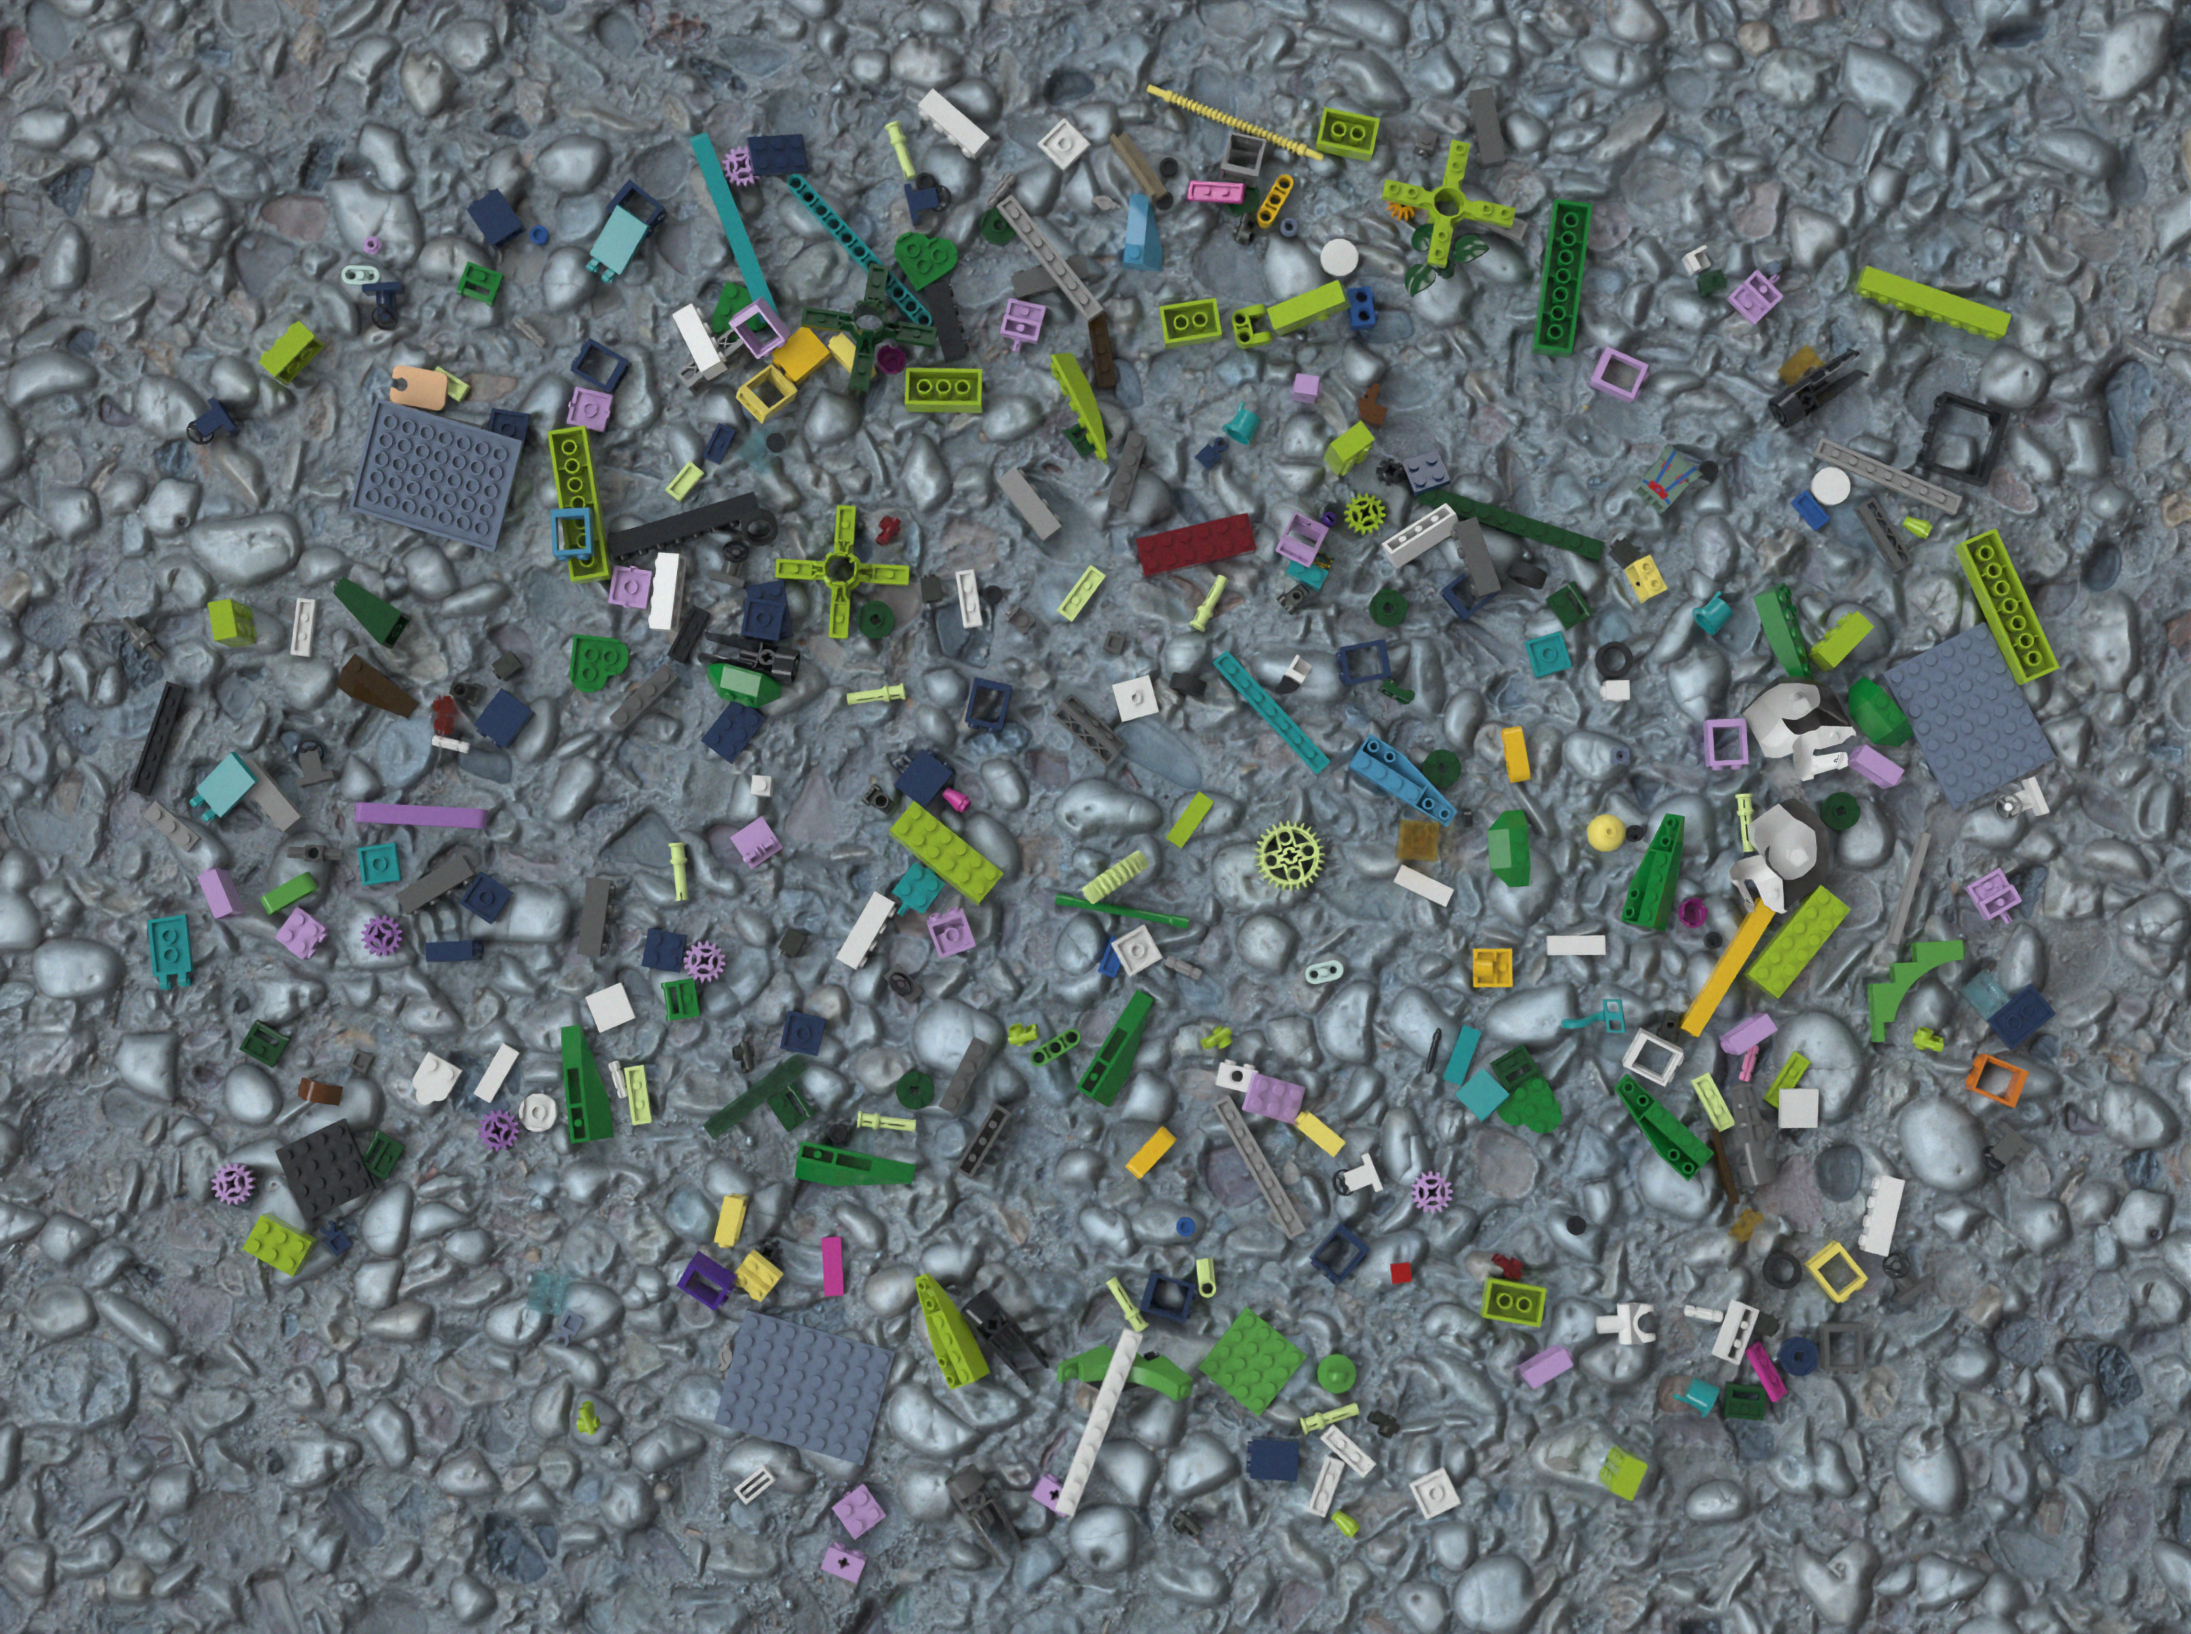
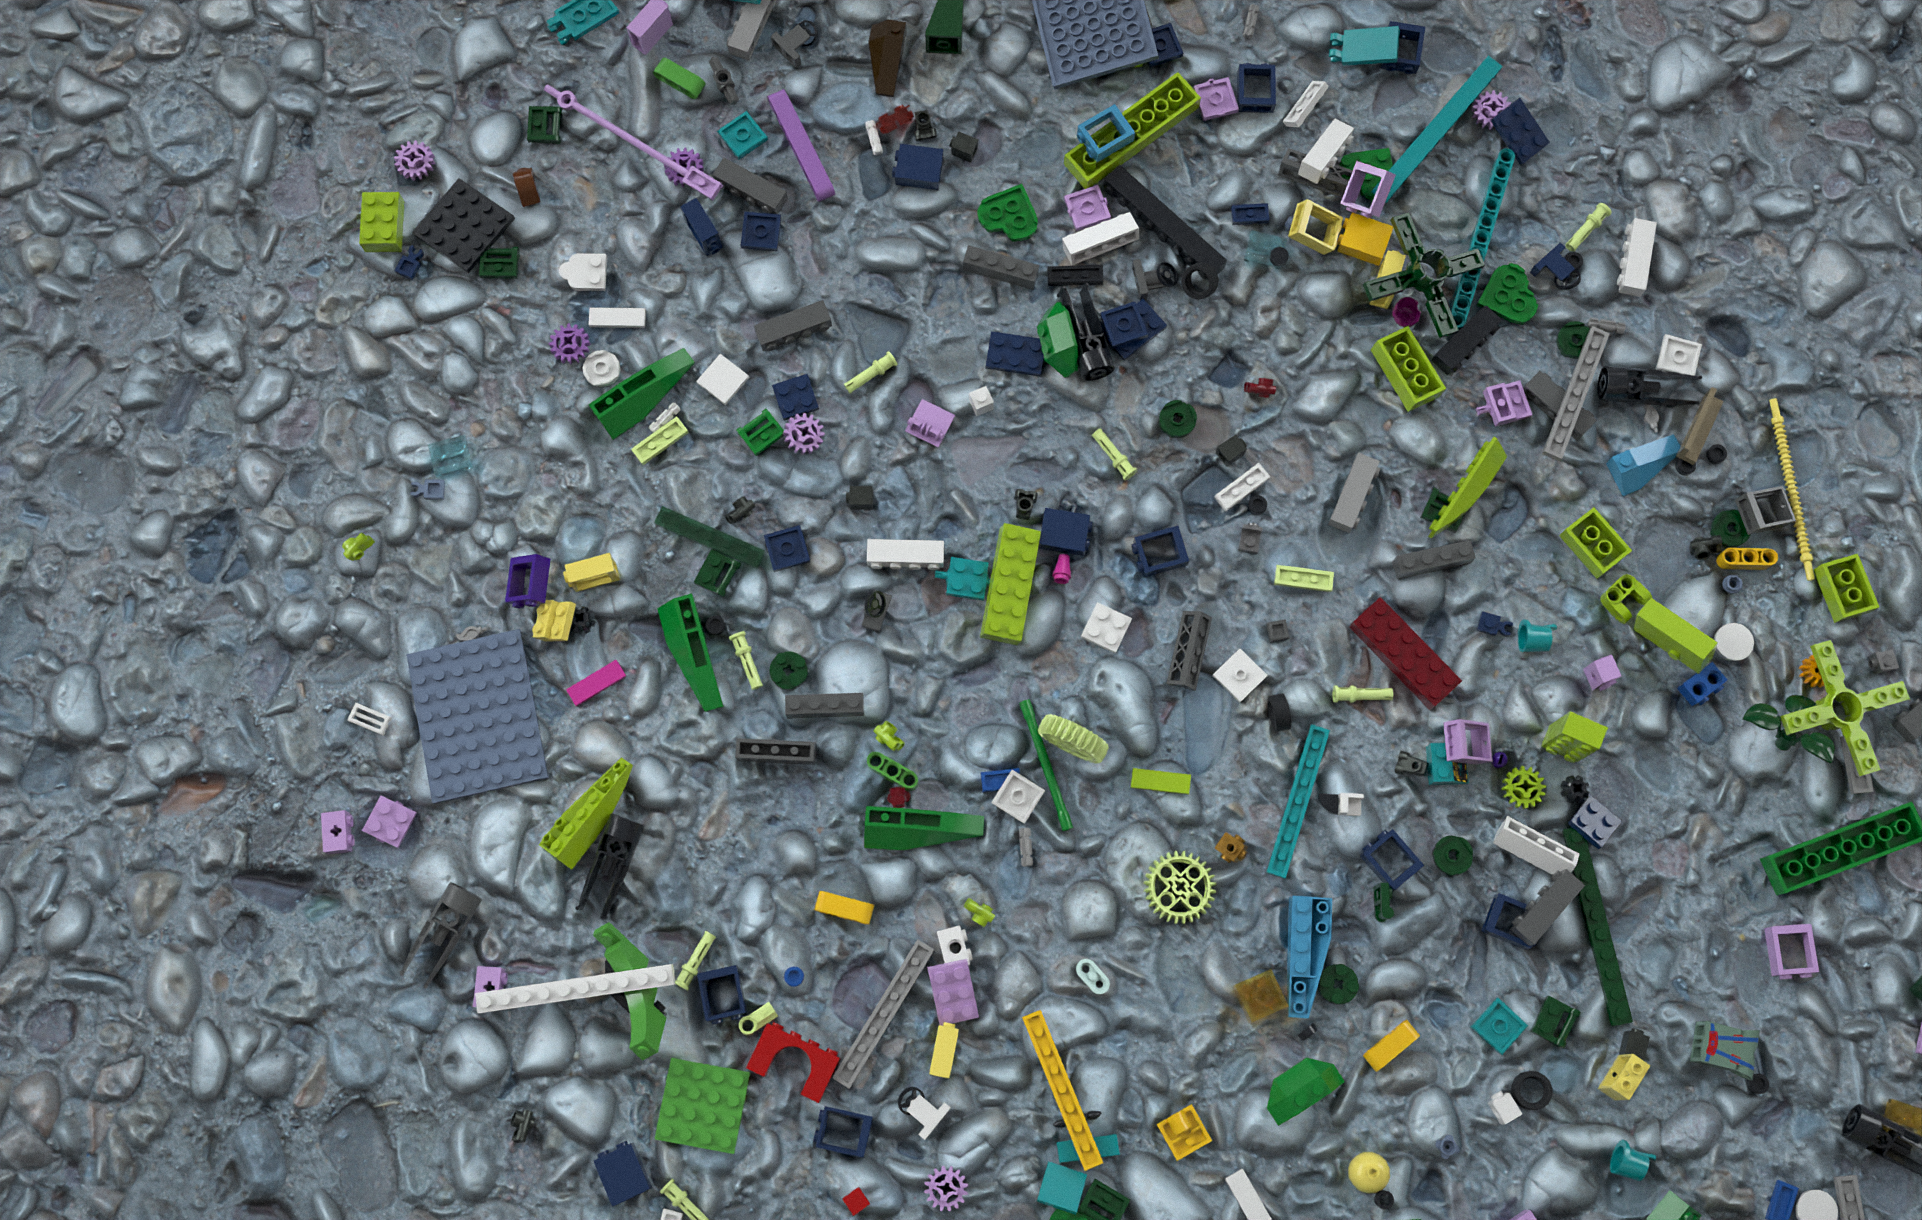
camera: 60 degrees right, 10 degrees down
(302, 934) = (651, 106): lavender plate -> none
(361, 1061) = (569, 206): dark grey tile -> none
(400, 933) = (693, 177): none -> lavender bar
(641, 331) = (1305, 104): none -> white plate
(685, 481) = (1201, 204): yellowish green tile -> none
(841, 591) = (1210, 384): lime piece -> none
(950, 932) = (944, 625): lavender plate -> none
(1029, 790) = (1106, 627): none -> white plate
(1059, 218) = (1614, 385): none -> black piece
(1081, 1055) = (898, 796): none -> dark red plate
(1102, 352) = (1523, 483): dark brown tile -> none
(1216, 192) = (1722, 504): dark pink tile -> none
(1231, 1270) = (822, 1062): none -> red arch
(1278, 798) = (1225, 847): none -> pearl gold brick
(1336, 1373) = (731, 1191): bright green tile -> none
(1368, 411) = (1616, 742): reddish brown brick -> none
(1404, 1050) = (1062, 1090): none -> yellow plate
(1423, 885) = (1222, 1026): white tile -> none
(1528, 575) = (1560, 965): black tyre -> none

